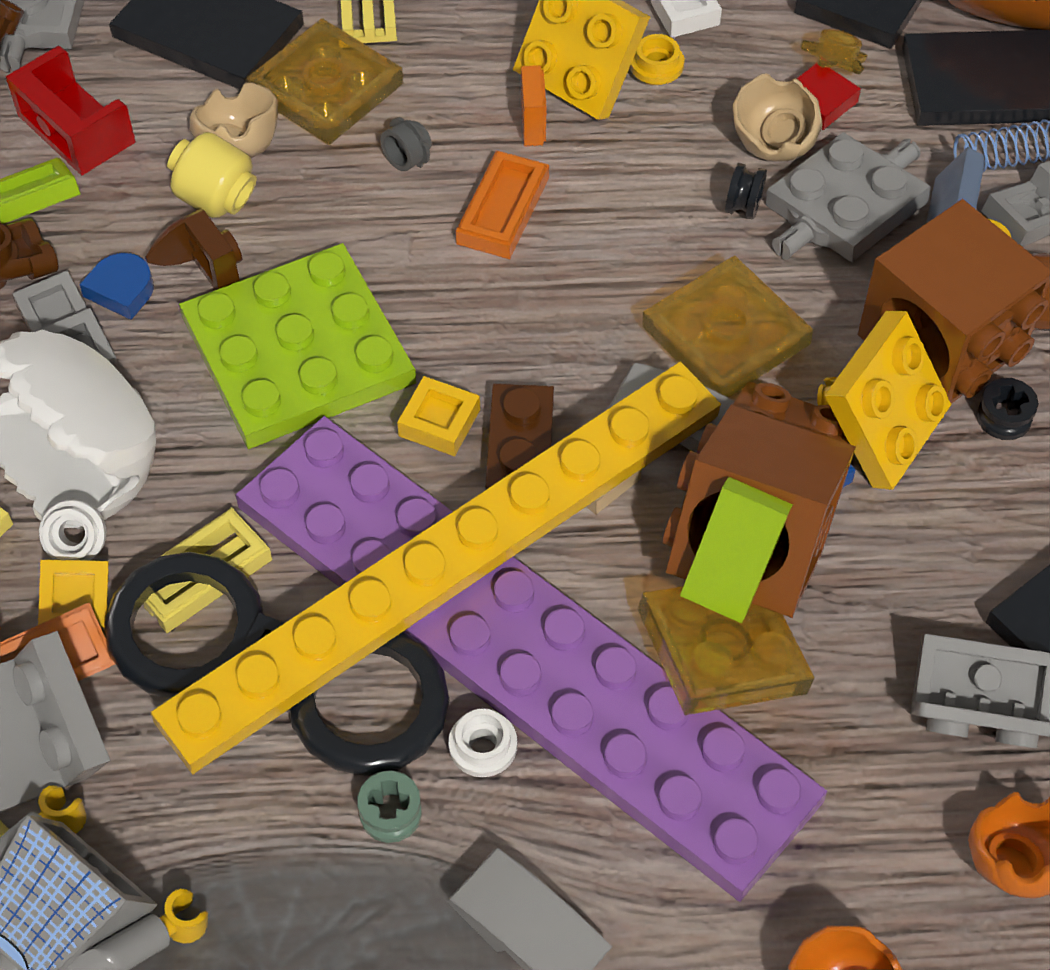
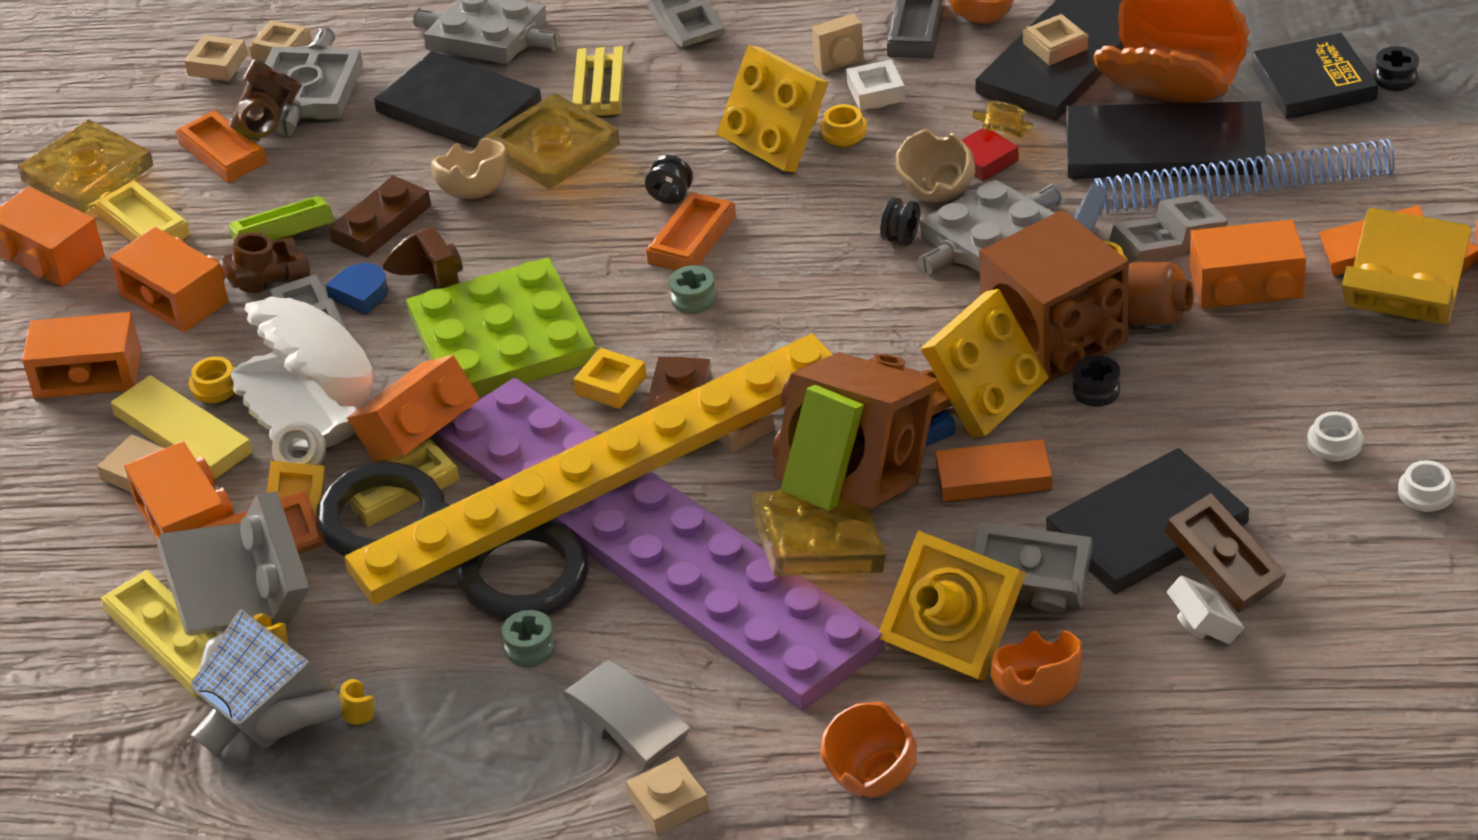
camera: 10 degrees right, 15 degrees down
(67, 114) = (327, 165): red panel -> none
(128, 185) = (379, 216): none -> reddish brown plate
(209, 472) = (413, 408): none -> orange brick
(211, 175) = (446, 205): light yellow head -> none
(406, 144) = (614, 187): dark grey plate -> none
(473, 122) = (663, 190): none -> black bush
(482, 725) = (609, 596): white plate -> none
(508, 296) = (692, 289): none -> sand green bush
(533, 105) = (727, 158): orange tile -> none
(727, 327) = (866, 316): clear yellow plate -> none
(911, 539) = (993, 470): none -> orange tile
(912, 760) = (951, 605): none -> yellow plate

